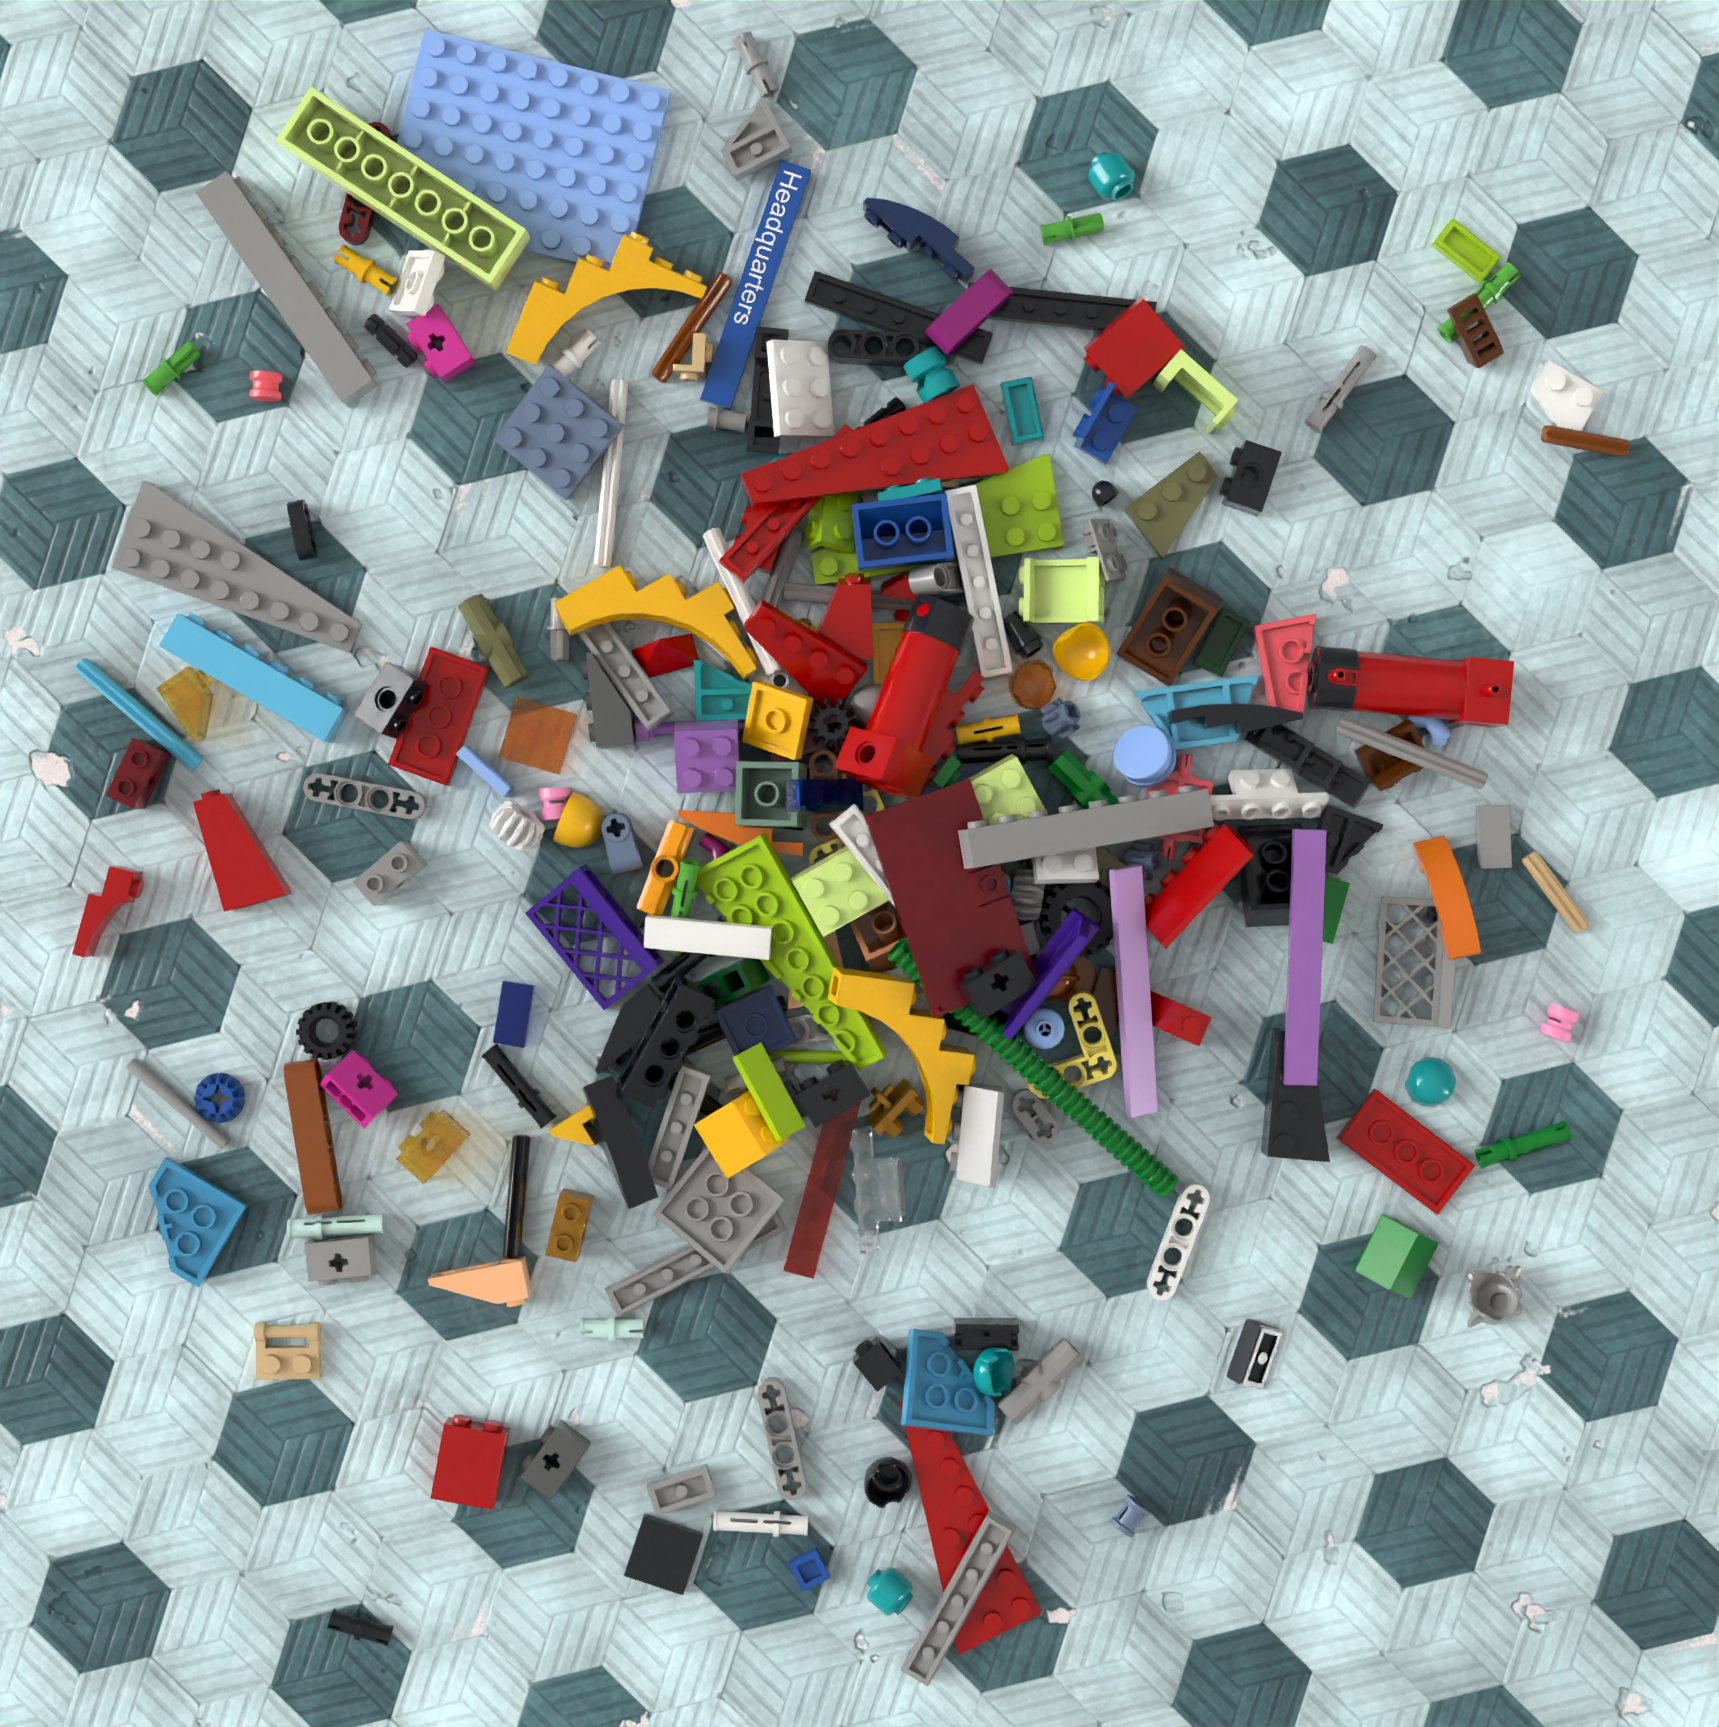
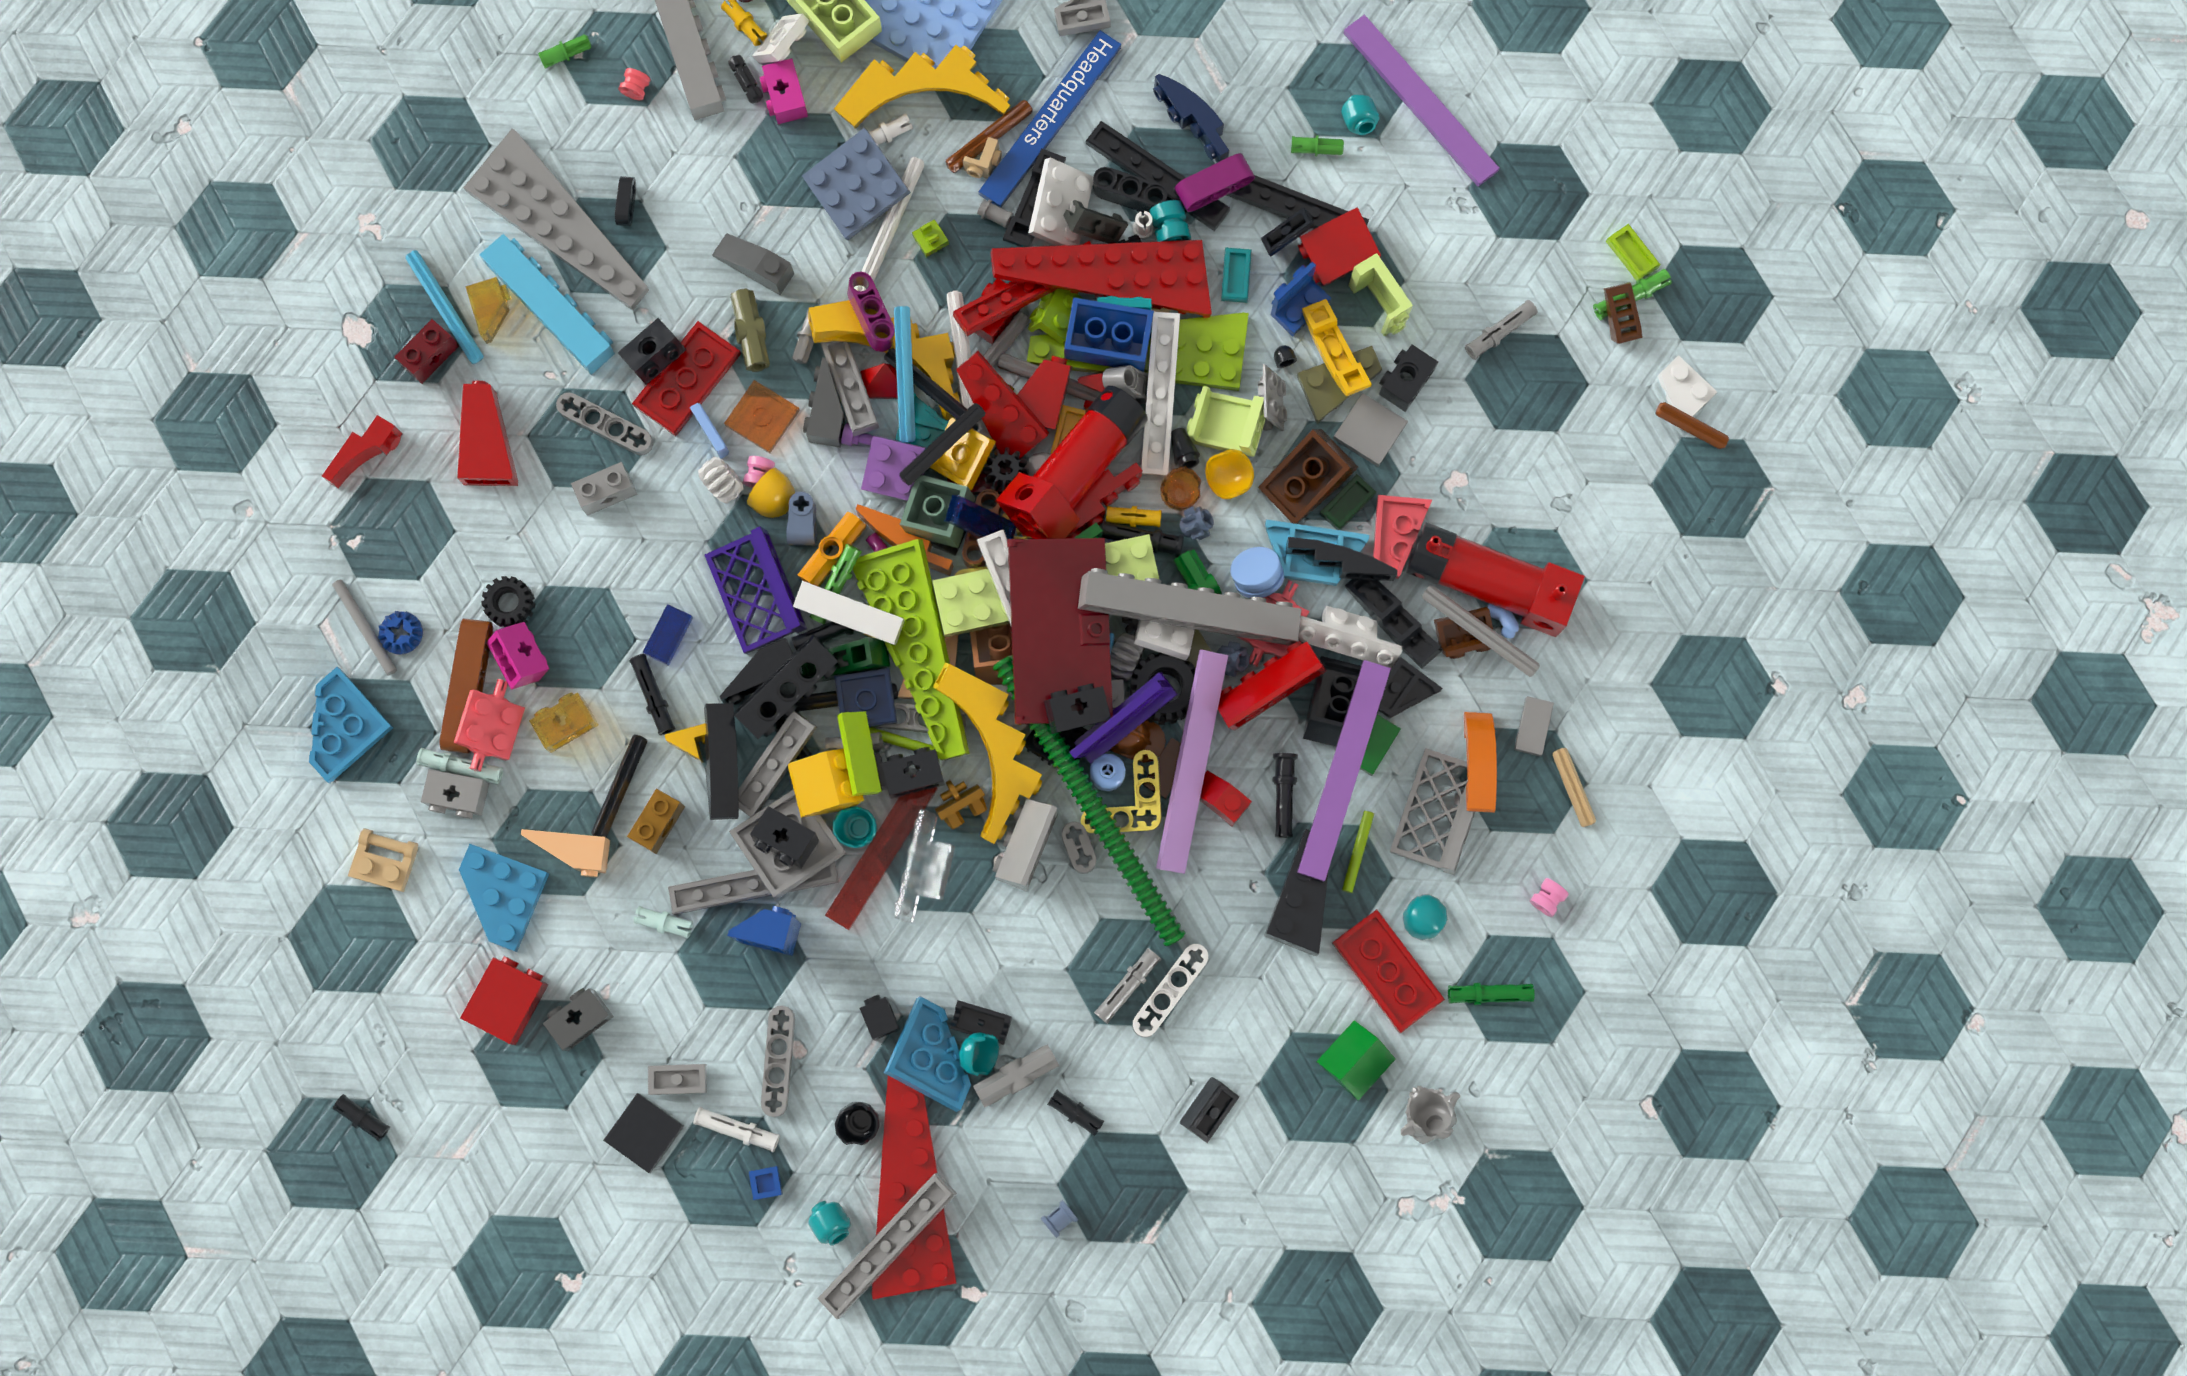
camera: 15 degrees right, 10 degrees down
(353, 1175) = (489, 725): none -> coral plate
(428, 1348) = (502, 894): none -> dark azure plate
(471, 559) = (755, 262): none -> dark grey slope
(621, 573) = (870, 300): none -> magenta beam
(662, 470) = (930, 238): none -> lime tile
(686, 648) = (904, 373): none -> medium azure axle
(714, 652) = (930, 388): none -> black axle
(732, 1315) = (769, 930): none -> blue slope
(735, 1206) = (776, 825): none -> black brick
(754, 719) = (942, 444): none -> black axle
(787, 1169) = (854, 827): none -> teal hair
(847, 405) = (1095, 224): none -> pearl dark grey hinge
(899, 392) = (1140, 222): none -> white pin
(1069, 347) = (1288, 231): none -> black slope
(1114, 1400) = (1075, 1112): none -> black pin
(1132, 1247) = (1134, 977): none -> light grey pin
(1161, 472) = (1334, 349): none -> yellow slope
(1175, 135) = (1421, 100): none -> medium lavender tile
(1223, 550) = (1370, 430): none -> light grey tile
(1238, 979) = (1284, 781): none -> black pin
(1338, 1032) = (1358, 851): none -> lime bar

